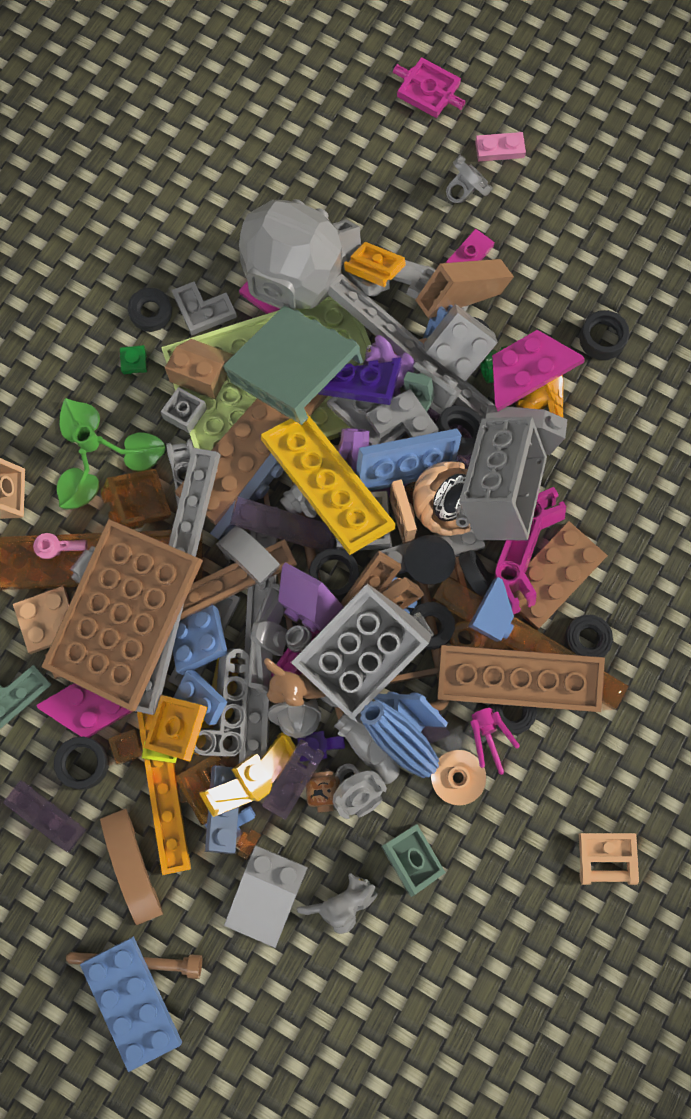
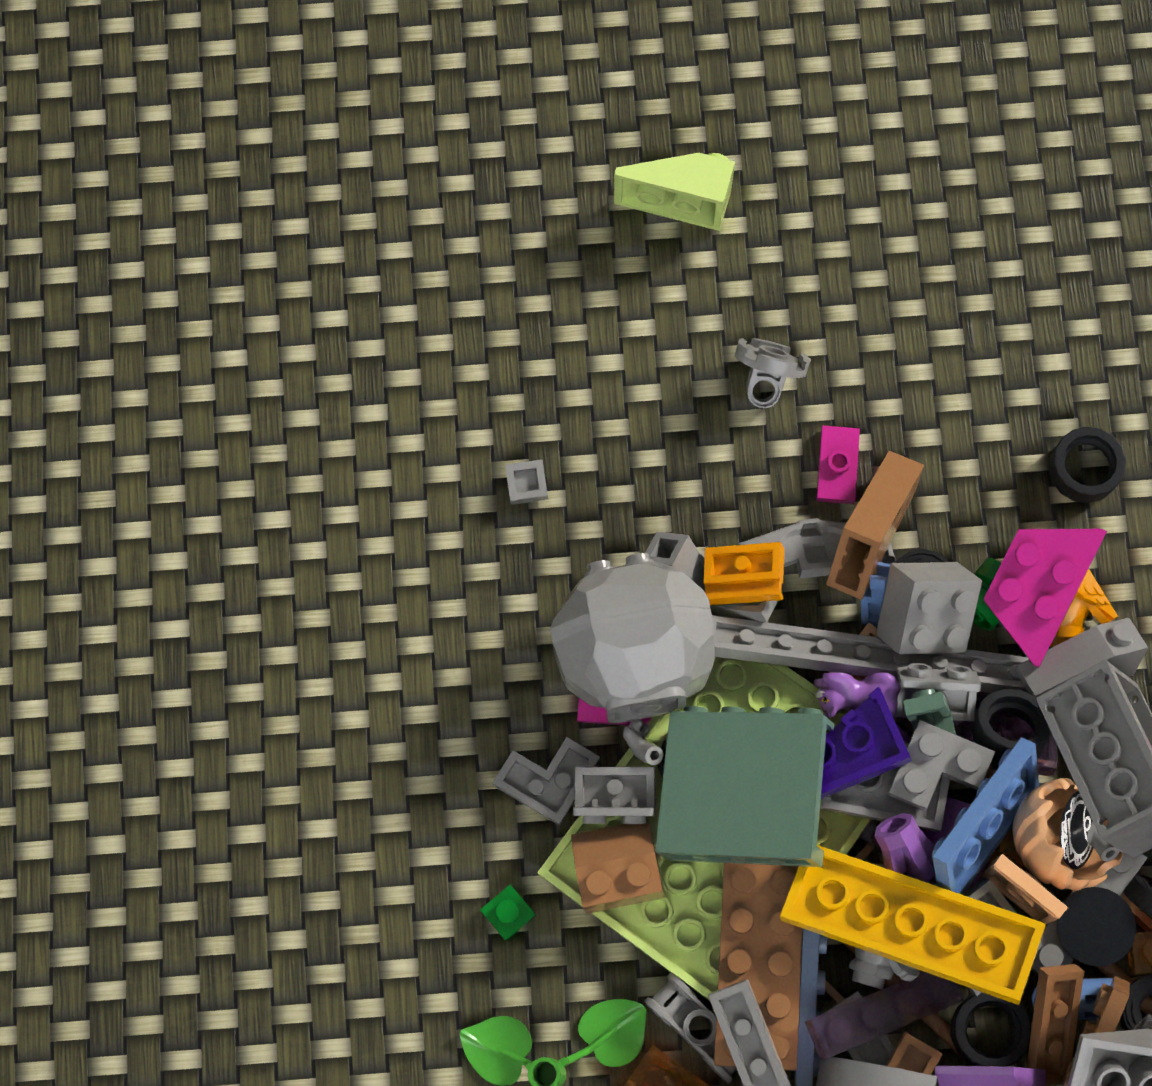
camera: 30 degrees left, 0 degrees up
(144, 296) = (472, 851): black tyre -> none
(183, 410) = (639, 943): light grey piece -> none
(226, 329) = (614, 792): none -> light grey bracket
(259, 313) = (642, 749): none -> light grey arm
(300, 161) = (526, 482): none -> light grey plate
(428, 87) = (619, 264): dark pink plate -> none
(486, 64) = (680, 188): none -> yellowish green slope
(500, 146) = (769, 286): bright pink plate -> none

